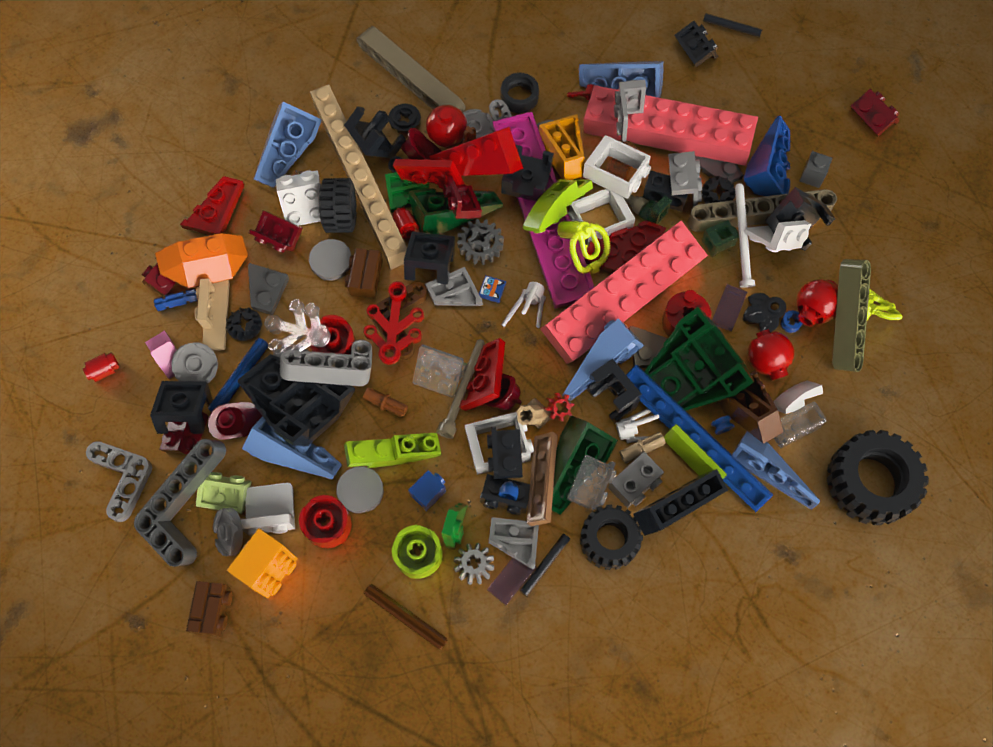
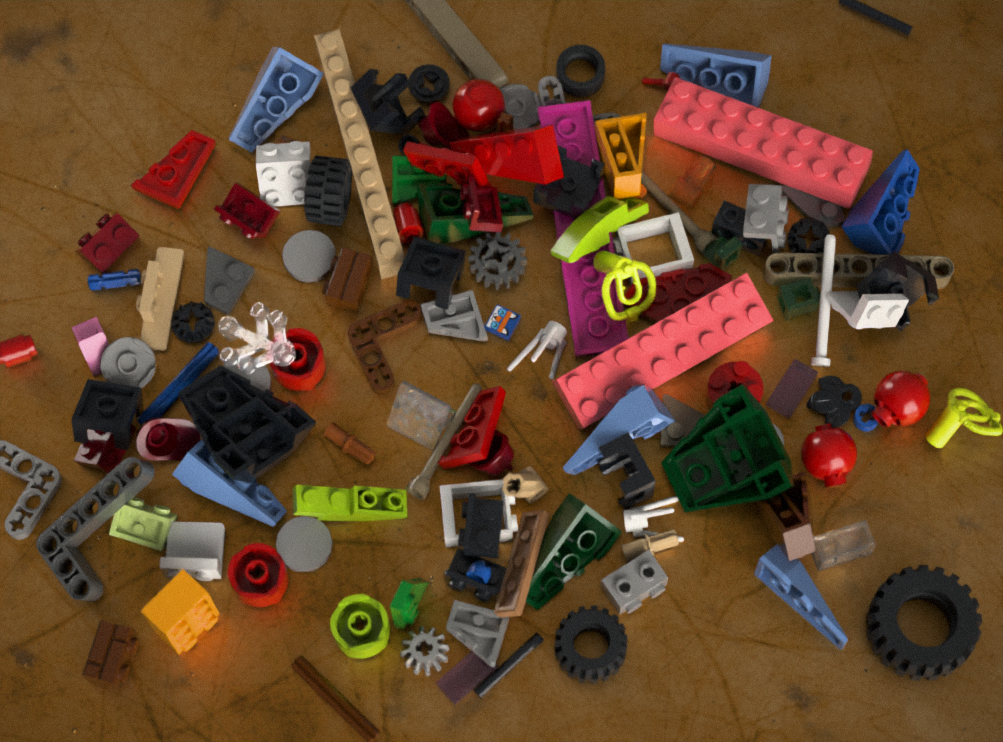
camera: 10 degrees right, 0 degrees up
(207, 257) = (154, 235): orange wedge -> none
(229, 531) = (145, 569): light grey tile -> none
(329, 367) = (289, 392): light grey beam -> none
(393, 326) = (373, 353): red plant -> none
(428, 490) = (384, 556): blue brick -> none
(554, 410) = (553, 487): red gear -> none
(591, 483) = (576, 577): clear bracket -> none
(620, 152) = (661, 174): white window -> none
(628, 100) = (709, 107): light grey bracket -> none
(671, 413) = (718, 544): blue tile -> none
(680, 502) = (679, 615): black brick -> none
(691, 452) = (709, 564): lime tile -> none
(695, 44) = (821, 35): black bracket -> none
(722, 425) = (752, 532): blue bush -> none
(794, 397) = (845, 512): white slope -> none
(815, 169) = (938, 227): dark grey brick -> none
(851, 314) = (934, 421): olive beam -> none

